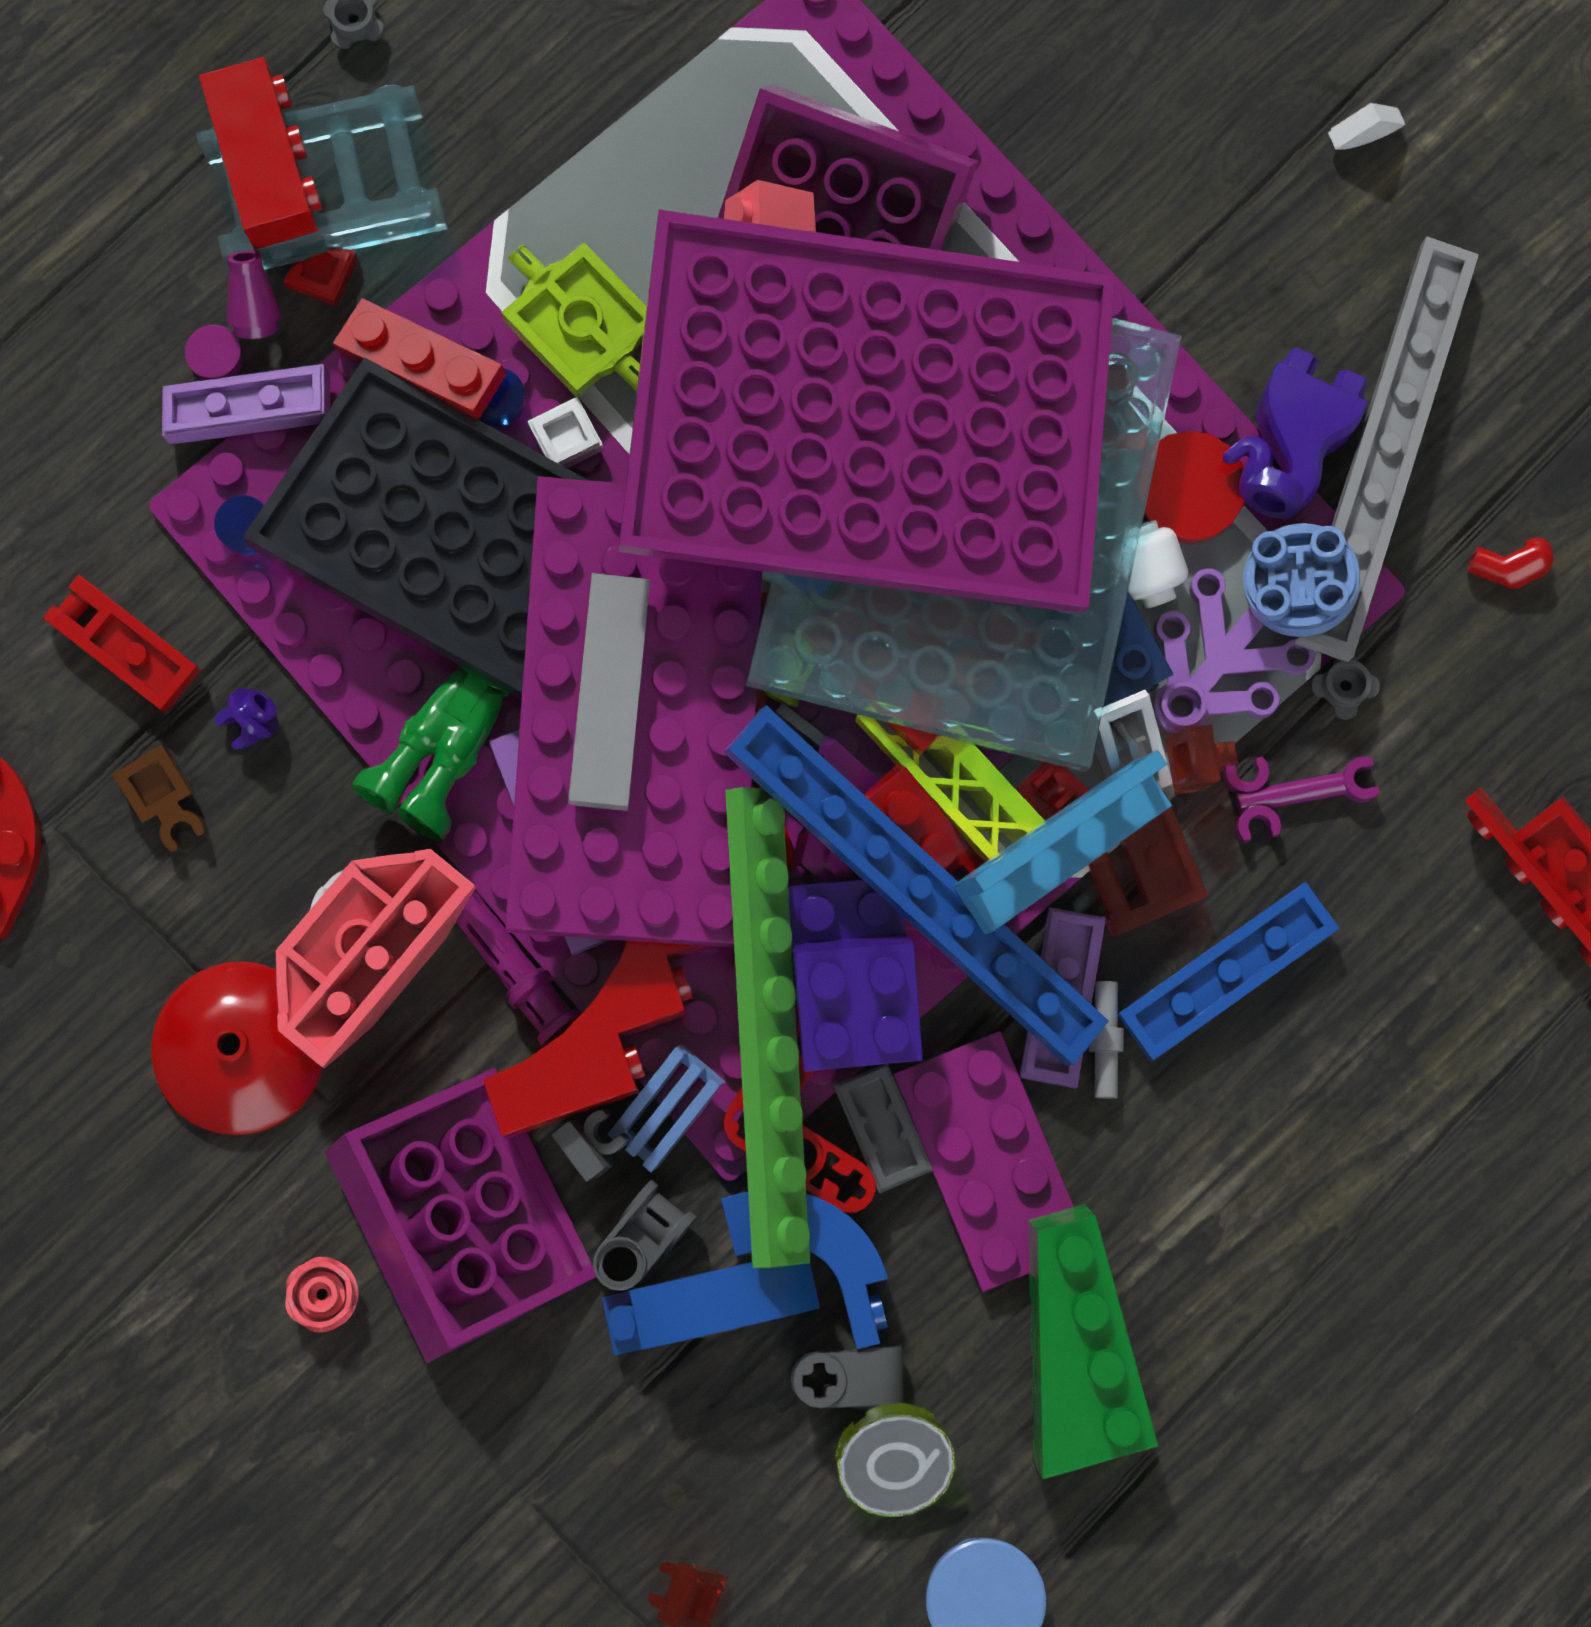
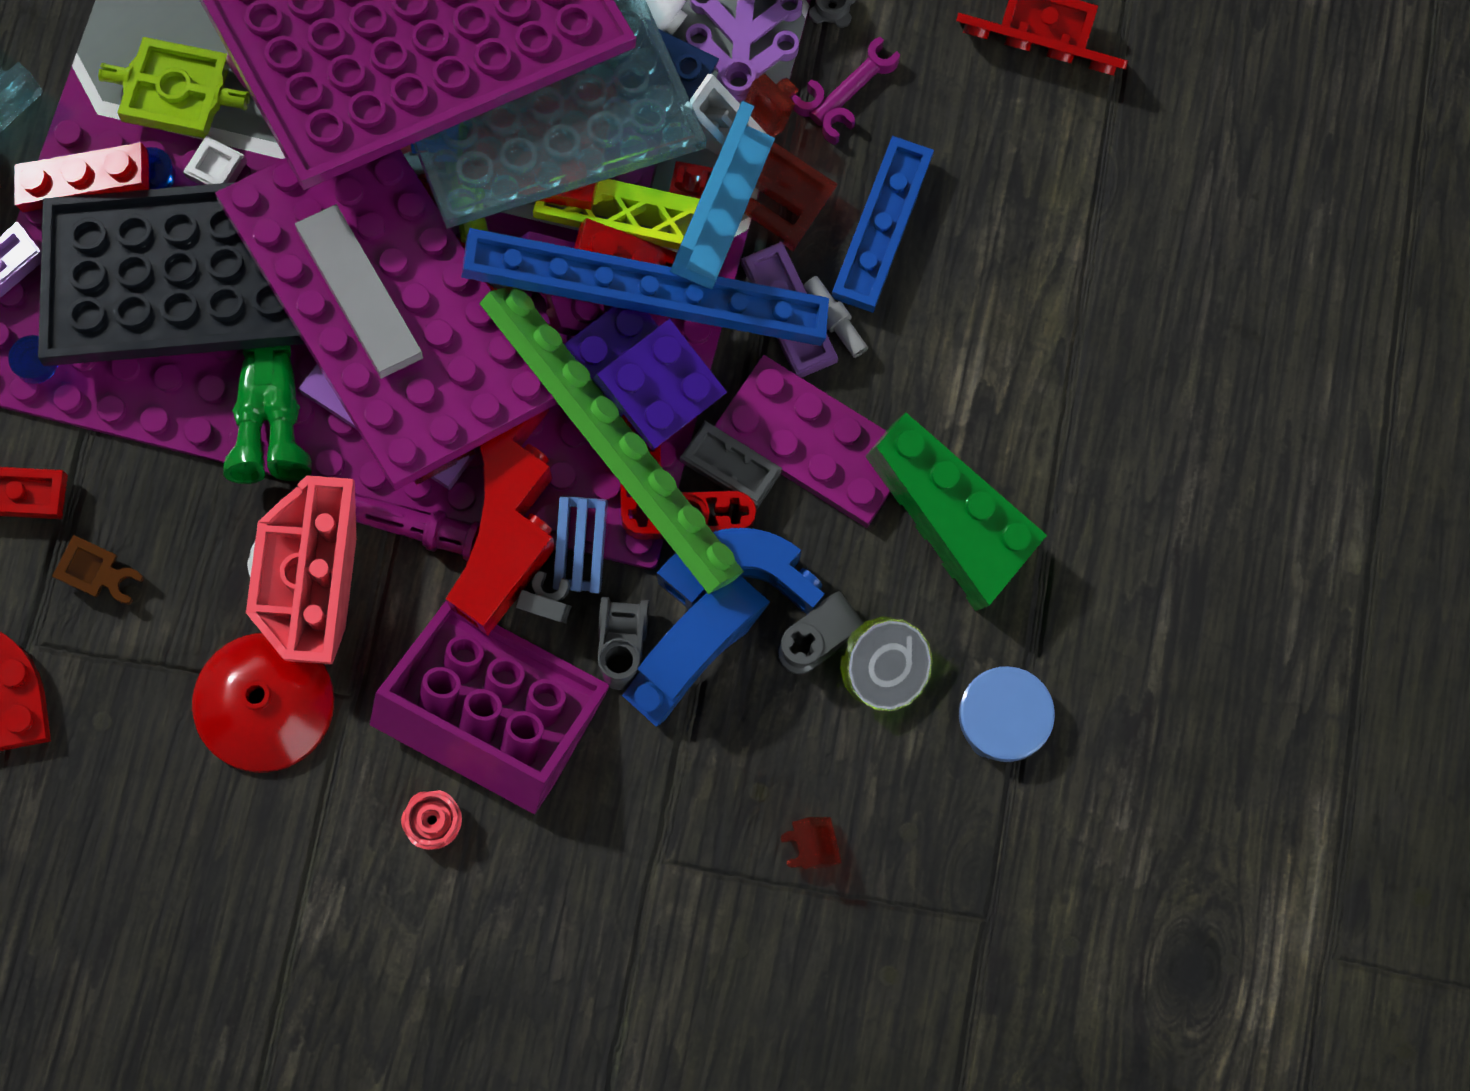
camera: 35 degrees left, 5 degrees down
(253, 712) = (124, 476): dark purple plate -> none

